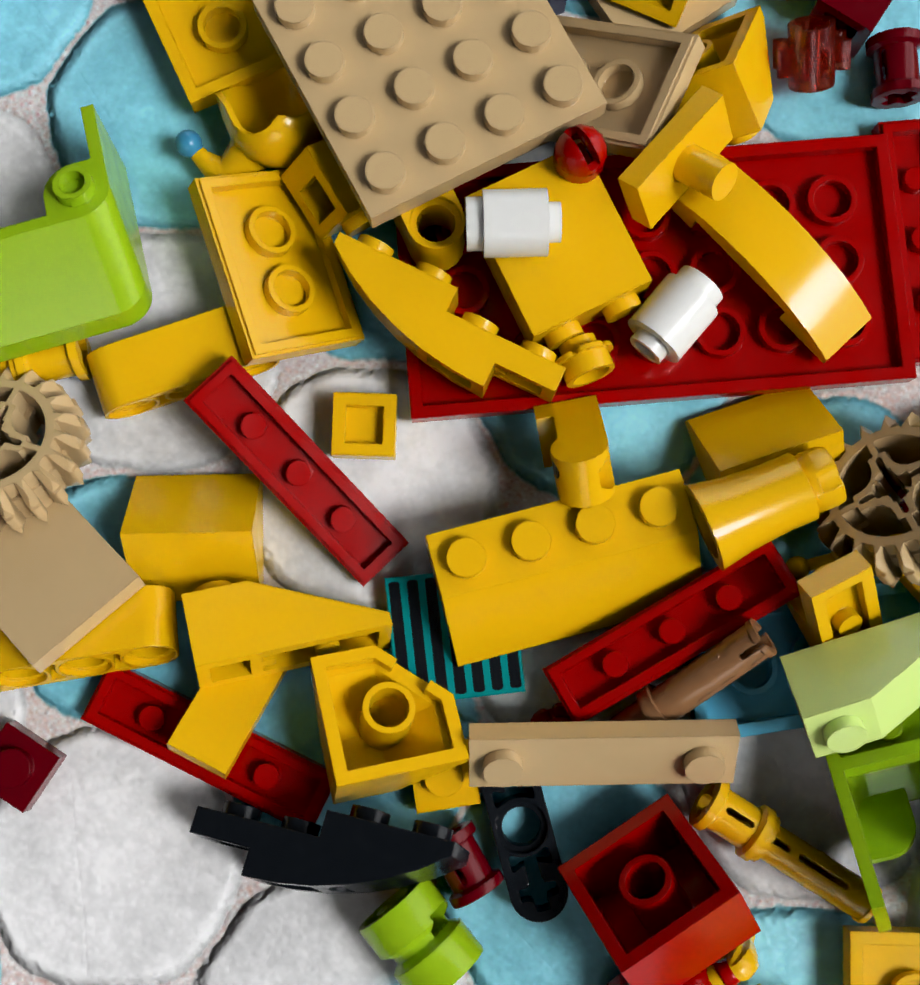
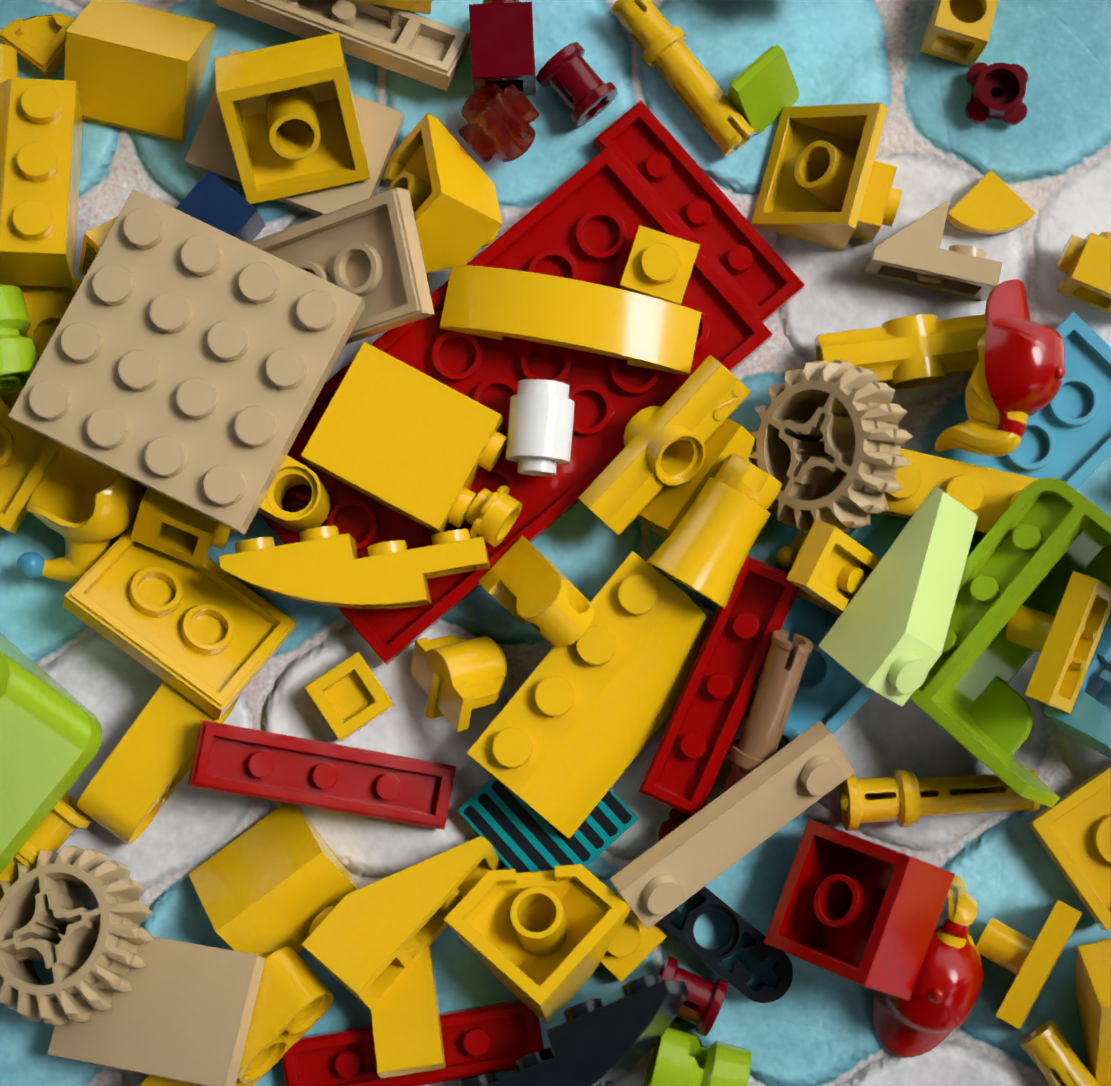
camera: 35 degrees left, 0 degrees up
(463, 471) = (458, 676): none -> yellow piece
(512, 223) = (356, 453): white brick -> none
(569, 159) = (366, 367): red hinge -> none
(682, 158) = (455, 298): yellow tile -> none
(768, 402) = (664, 445): none -> yellow piece
(866, 254) = (659, 265): none -> yellow plate

